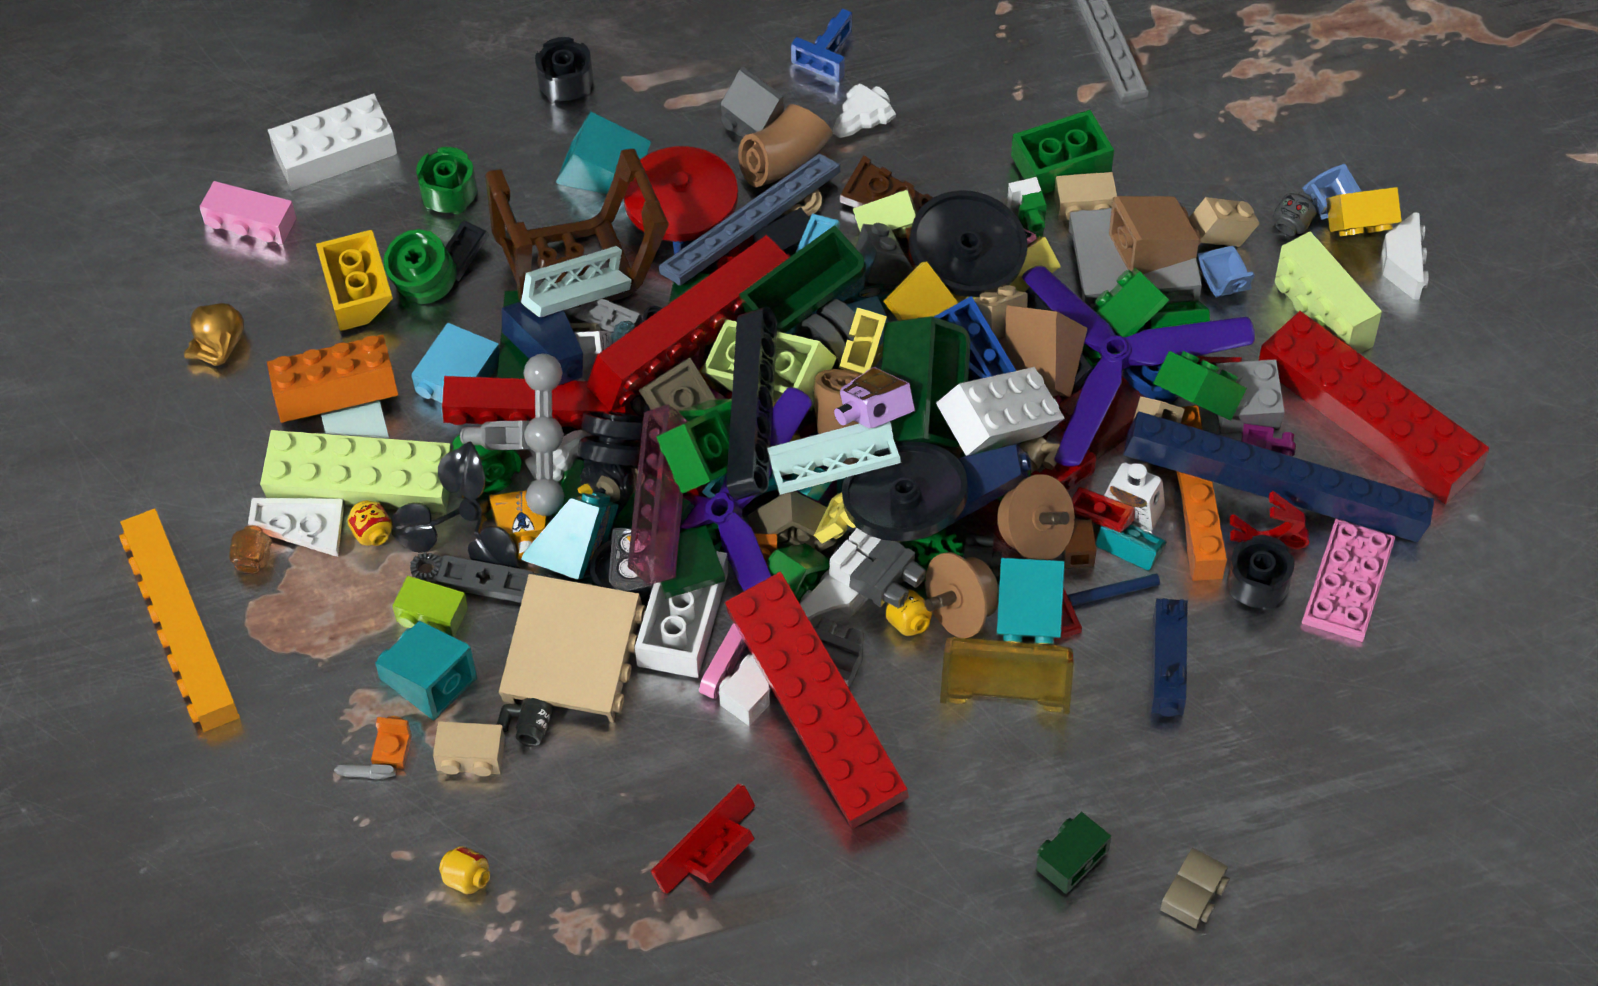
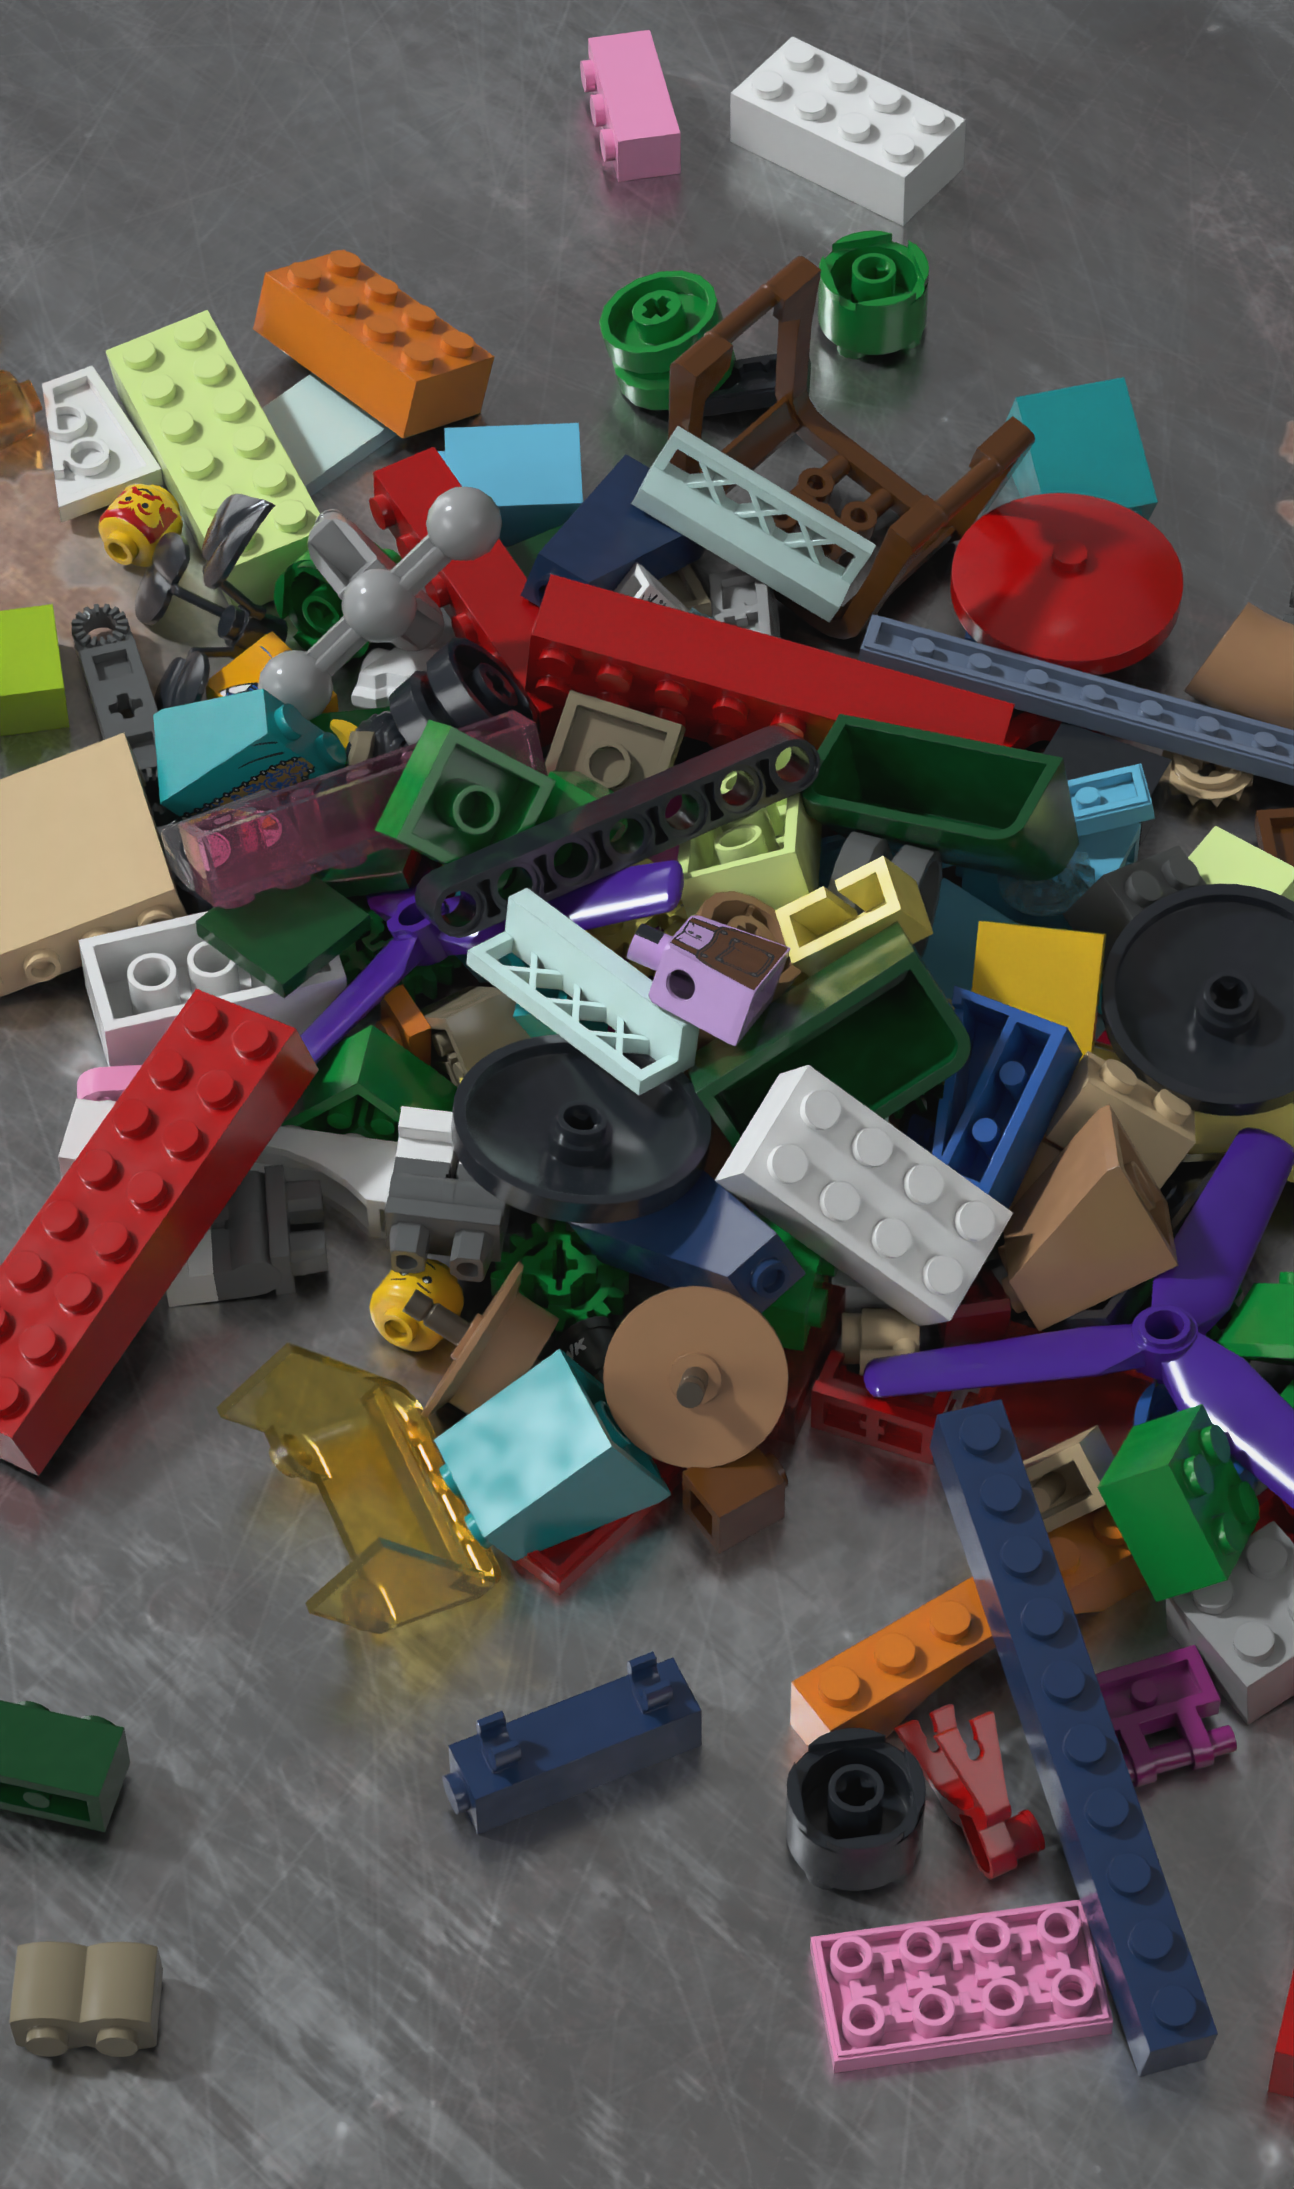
camera: 60 degrees right, 5 degrees down
(215, 333) = (371, 177): pearl gold piece -> none
(354, 278) = (577, 269): yellow slope -> none
(564, 69) = (1224, 328): black brick -> none
(1102, 510) = (827, 1497): red slope -> none
(1114, 589) = (681, 1602): dark blue piece -> none
(1132, 545) = (807, 1584): teal slope -> none
(1140, 490) = (894, 1516): white torso -> none

